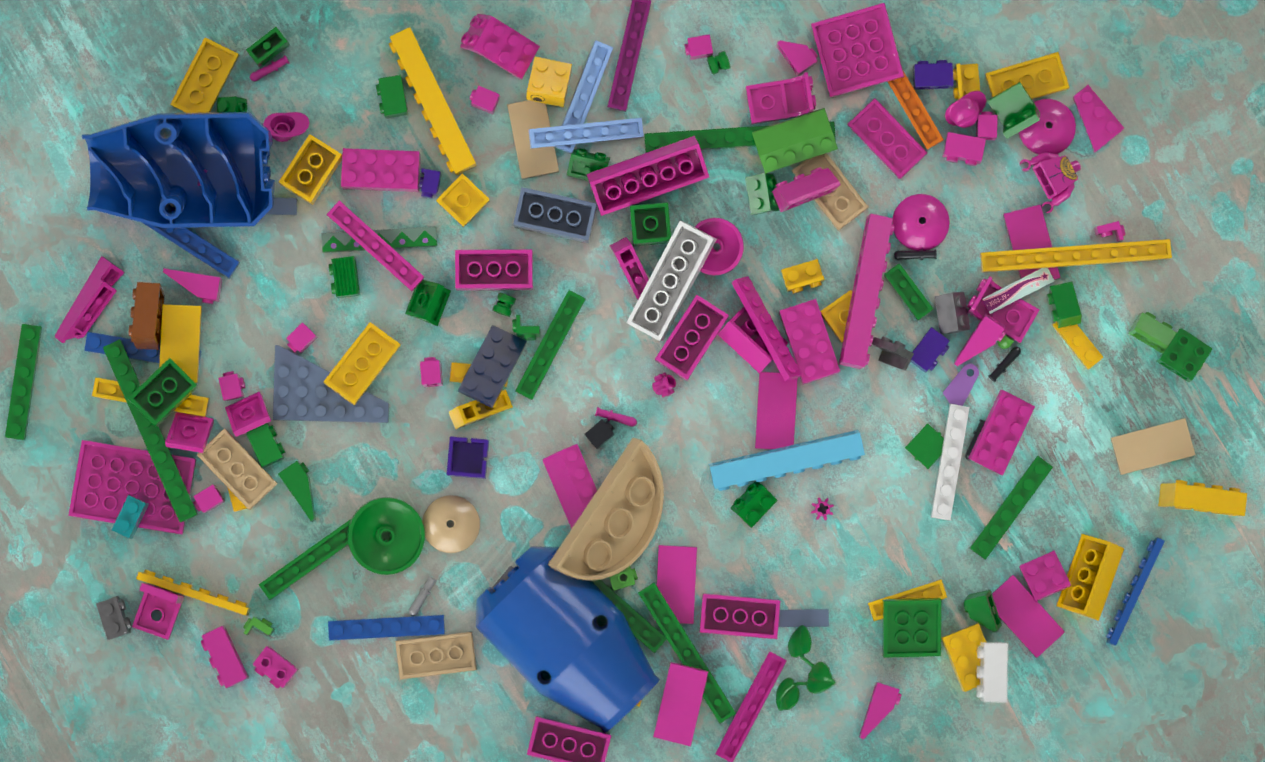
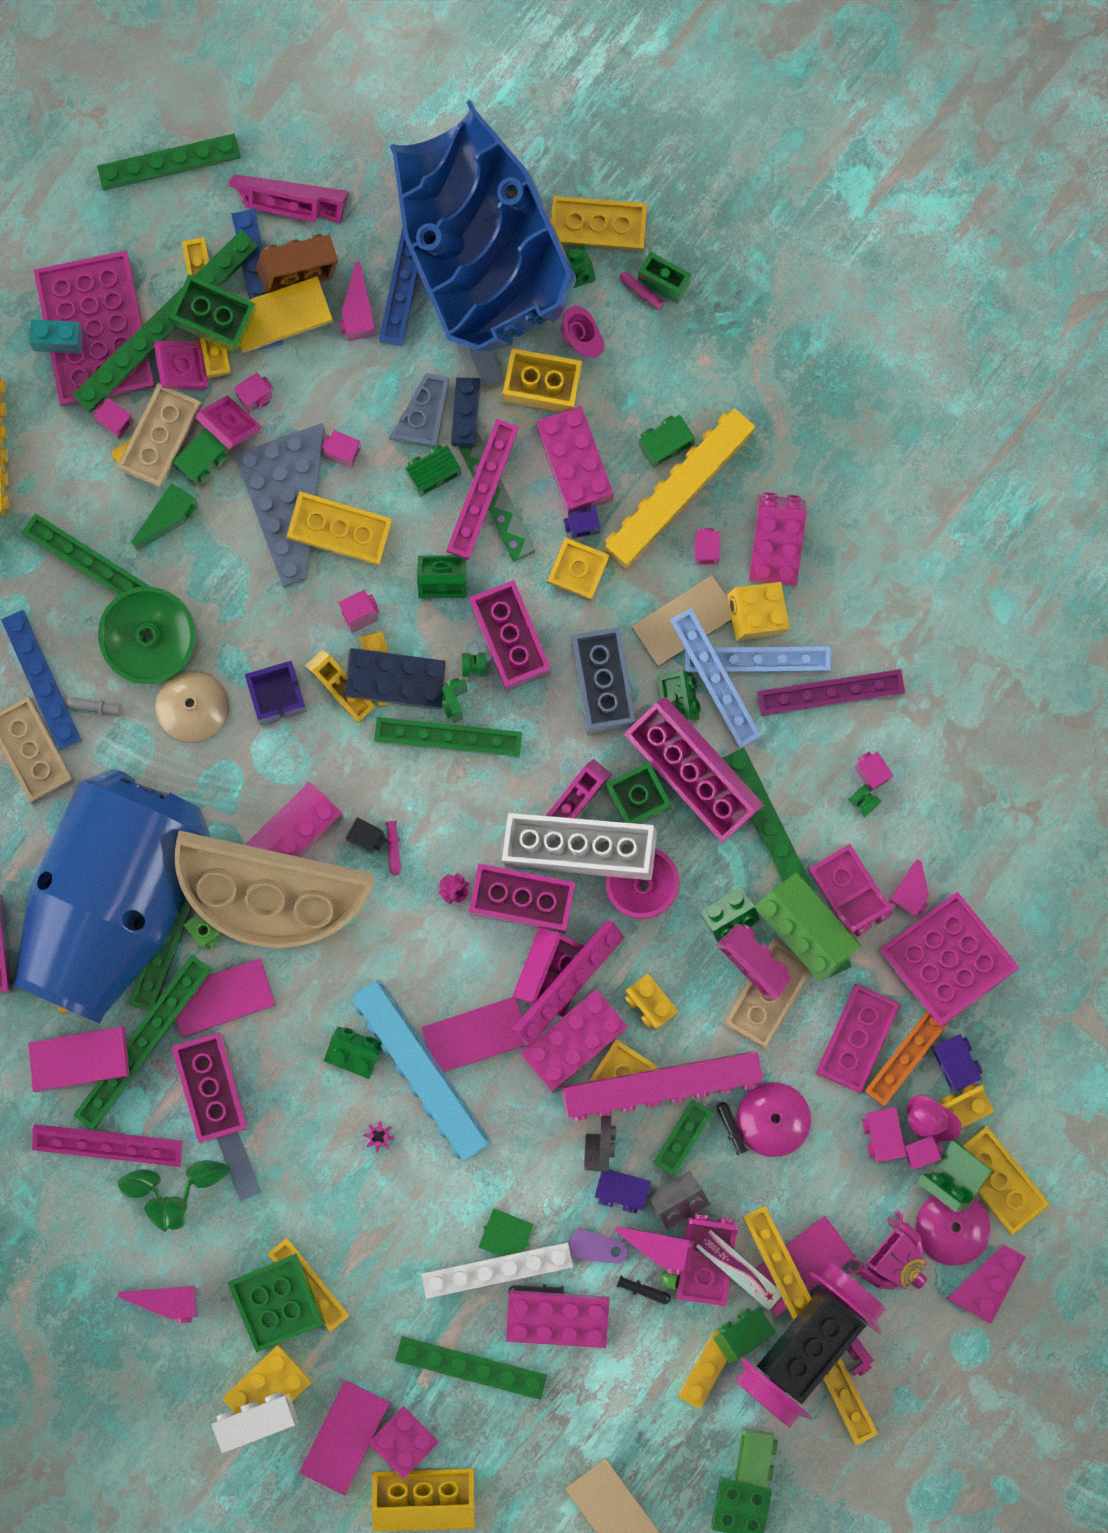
camera: 65 degrees right, 5 degrees down
(298, 266) = (424, 414): none -> sand blue wing
(310, 235) = (465, 412): none -> dark blue plate
(983, 610) = (331, 1382): green slope -> none
(1092, 259) = (811, 1345): none -> black brick

